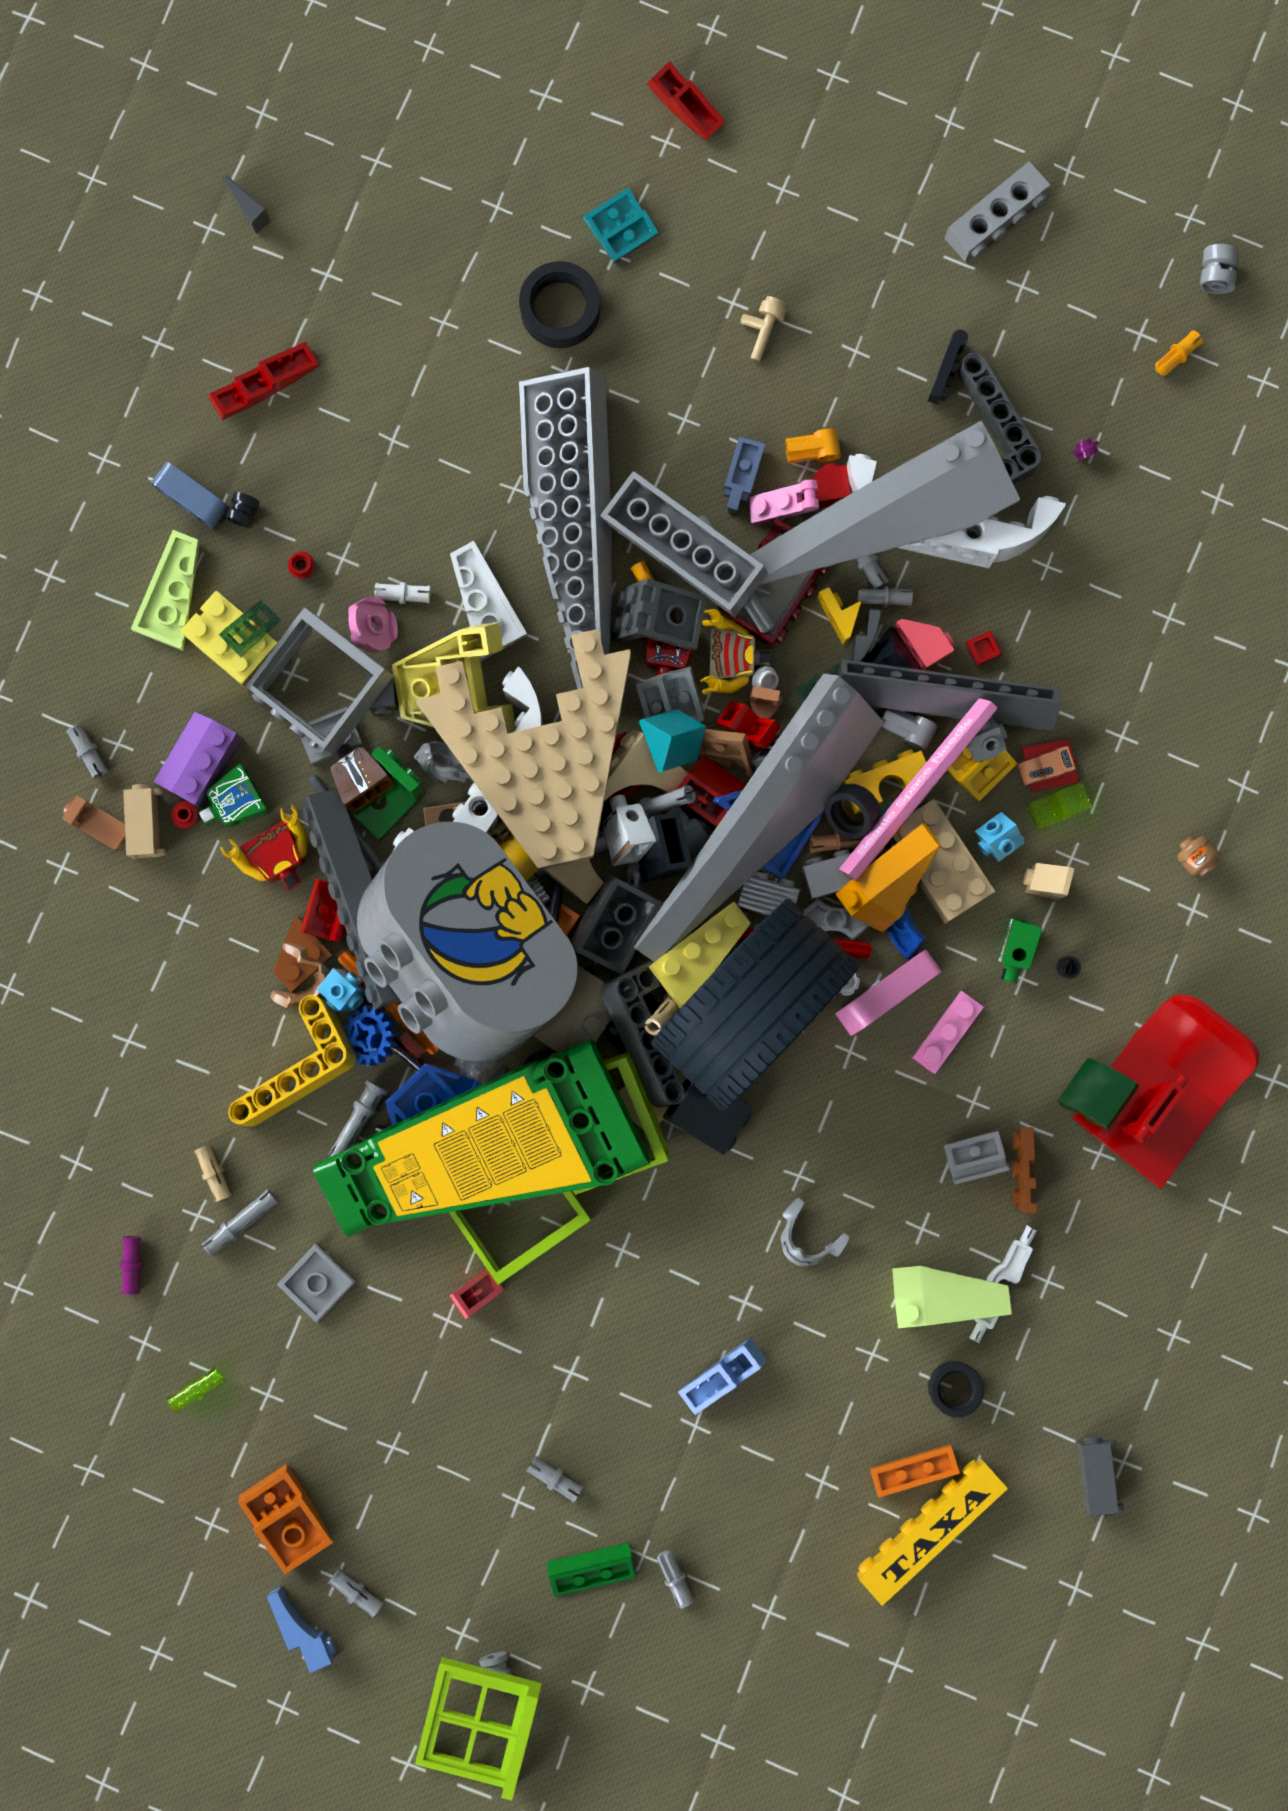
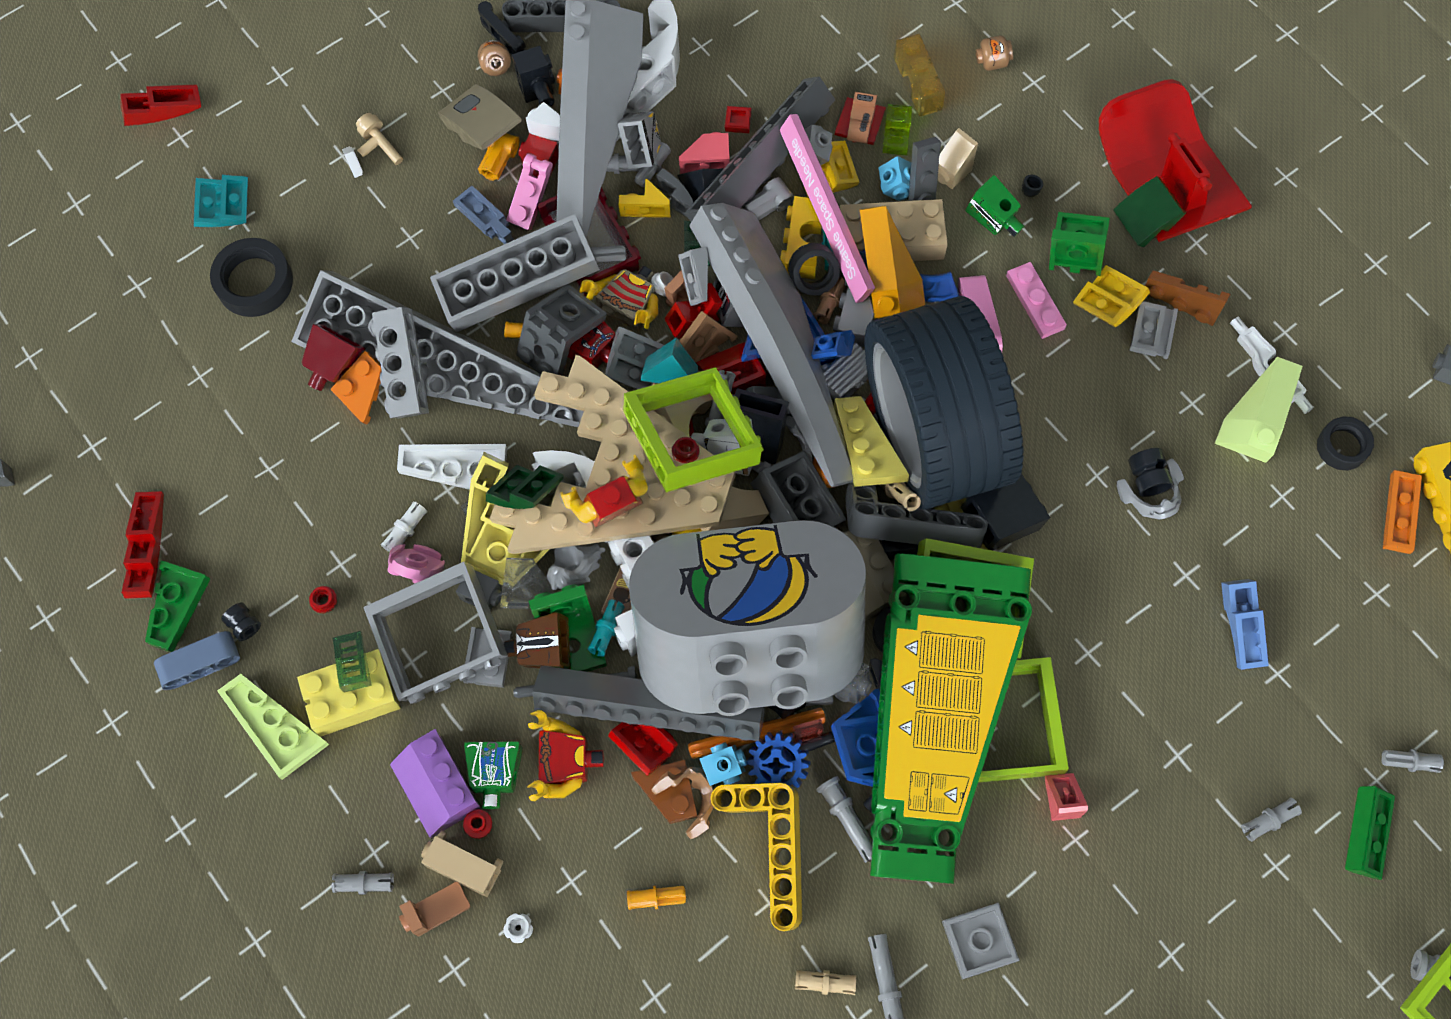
camera: 60 degrees left, 15 degrees down
(113, 899) = (510, 927): none -> white plate
(205, 996) = (656, 897): none -> light orange axle
(228, 444) = (174, 605): none -> green wing
(403, 731) = (522, 583): none -> clear slope
(405, 821) = (605, 628): none -> teal pin
(477, 680) = (523, 487): none -> dark green slope
(499, 766) = (610, 499): none -> torso
(510, 470) = (360, 386): none -> orange wing
(520, 425) = (328, 355): none -> dark red torso
(558, 492) = (410, 373): none -> light grey brick
(590, 796) = (685, 450): none -> red plate
(636, 760) = (683, 389): none -> lime window
(727, 317) = (352, 161): none -> white tile
(779, 875) = (833, 345): none -> blue slope
(782, 703) = (695, 274): none -> light grey slope
(823, 1224) = (1151, 472): none -> black wheel
(836, 407) = (479, 117): none -> dark tan slope
(896, 572) = (640, 134): none -> light grey torso
(910, 433) = (534, 75): none -> black brick
(912, 379) = (494, 58): none -> medium nougat head
(987, 1101) = (1111, 296): none -> yellow slope
(1009, 860) = (924, 169): none -> dark grey plate
(1012, 1046) = (1079, 242): none -> green bracket
(1130, 795) = (915, 62): none -> clear yellow arch

